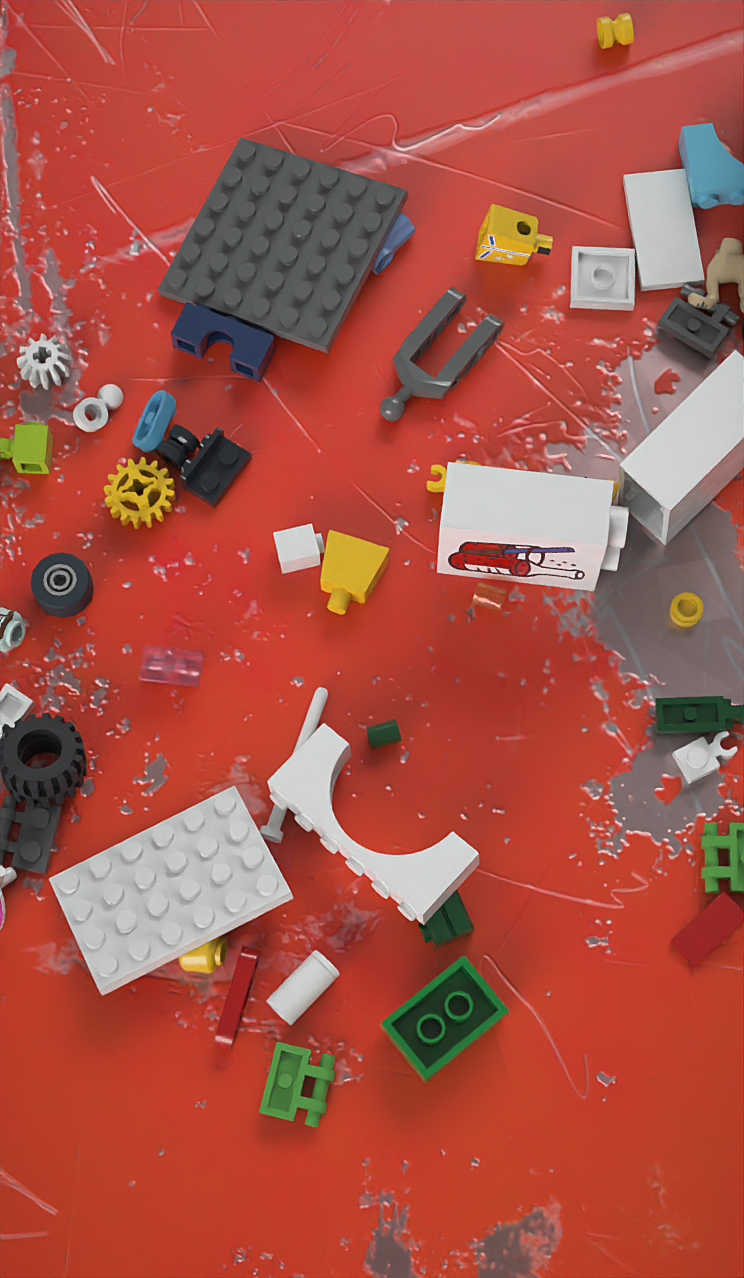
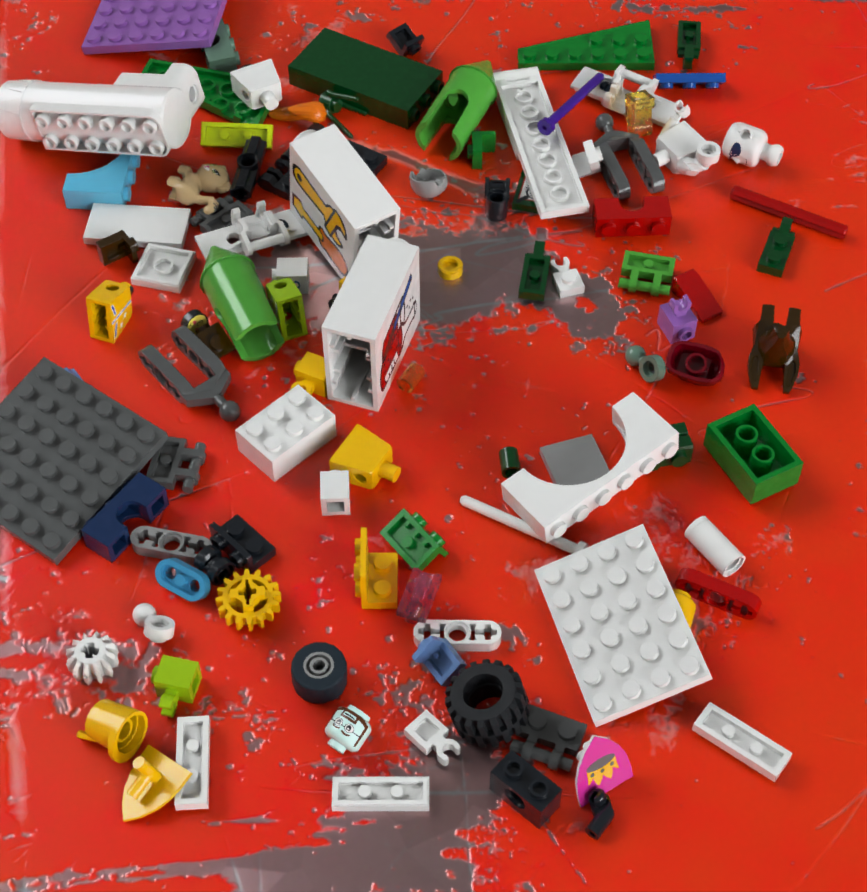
camera: 80 degrees left, 20 degrees down
(48, 1041) = (742, 741): none -> white plate
(98, 705) = (439, 658): none -> medium blue bracket
(131, 743) = (479, 626): none -> white beam
(192, 612) = (375, 576): none -> yellow bracket
(194, 387) = (162, 537): none -> light grey beam
(250, 648) = (412, 540): none -> green bracket
(286, 1082) = (790, 570): bright green plate -> none
(306, 363) = (167, 462): none -> dark grey plate
(369, 475) = (286, 432): none -> white brick
(399, 811) = (574, 461): none -> light grey tile
(492, 363) = (215, 339): none -> dark brown bracket
(515, 334) = (194, 320): none -> tile
(547, 373) = (241, 303): none -> bright green piece
(558, 428) = (284, 298): none -> lime torso
(567, 882) = (651, 367): none -> sand green plate
(577, 935) = (695, 363): none -> dark red piece
(616, 215) = (116, 247): none -> dark brown bracket
(617, 424) = (293, 268): none -> white brick
(631, 1036) = (775, 347): none -> dark brown piece
(652, 906) = (677, 320): none -> medium lavender brick
(678, 355) = (253, 231): none -> white piece

